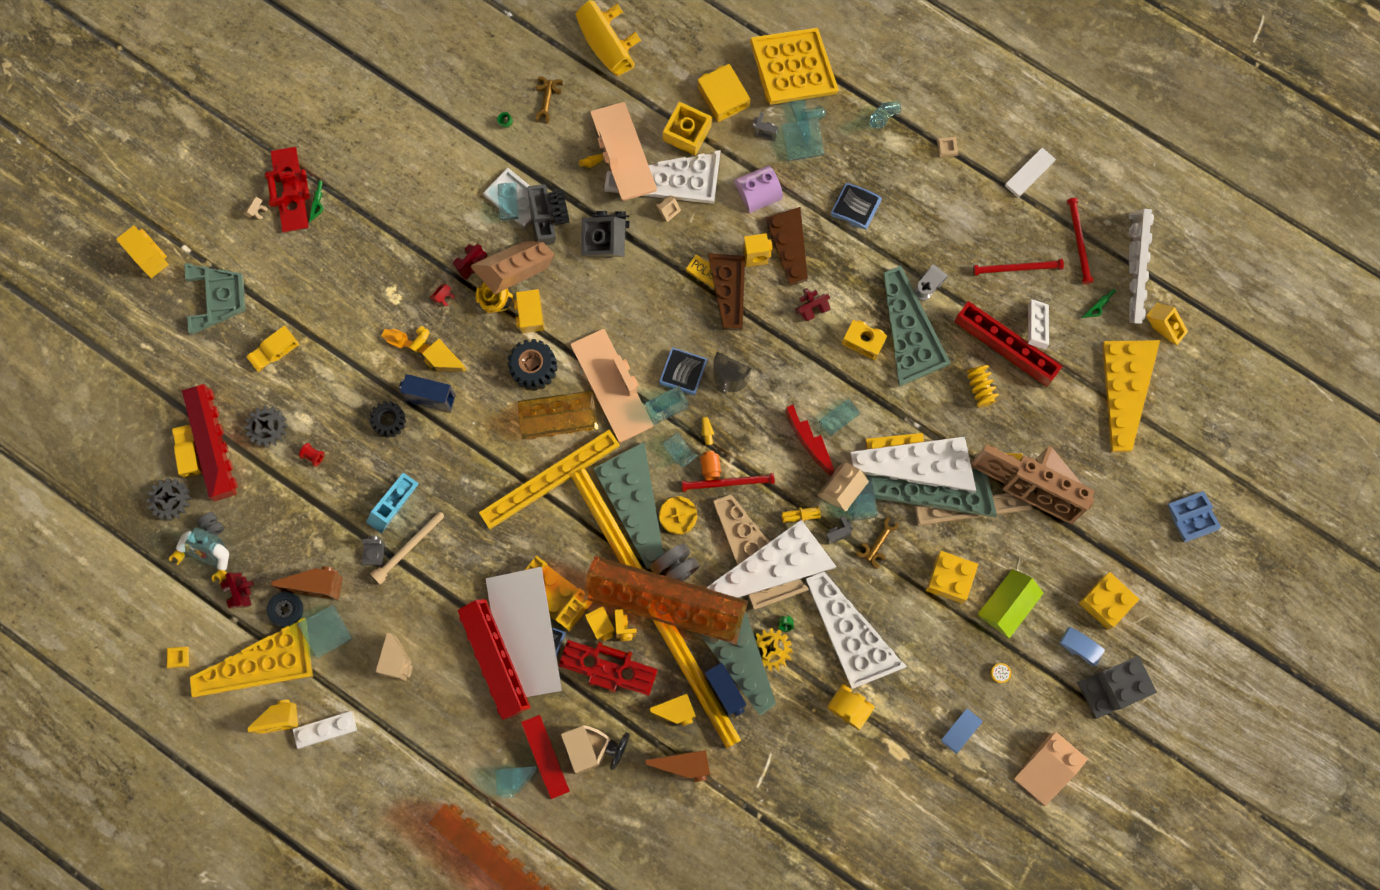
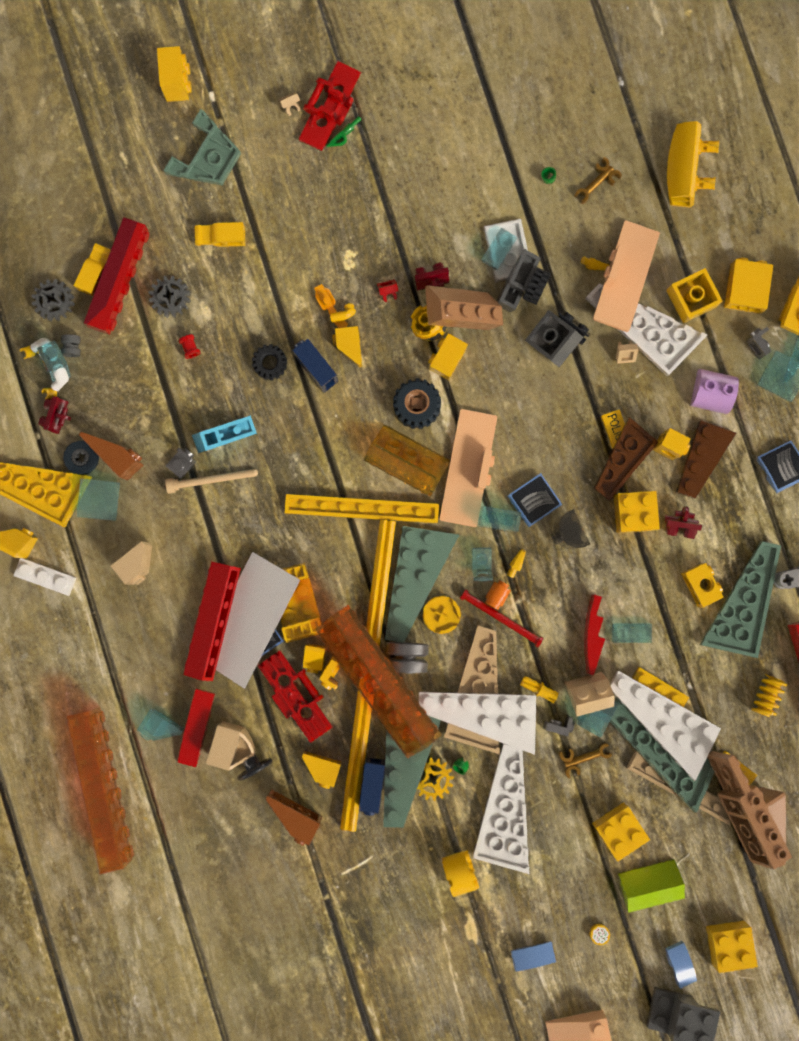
camera: 30 degrees right, 10 degrees up
(769, 321) = (636, 512): none -> yellow brick

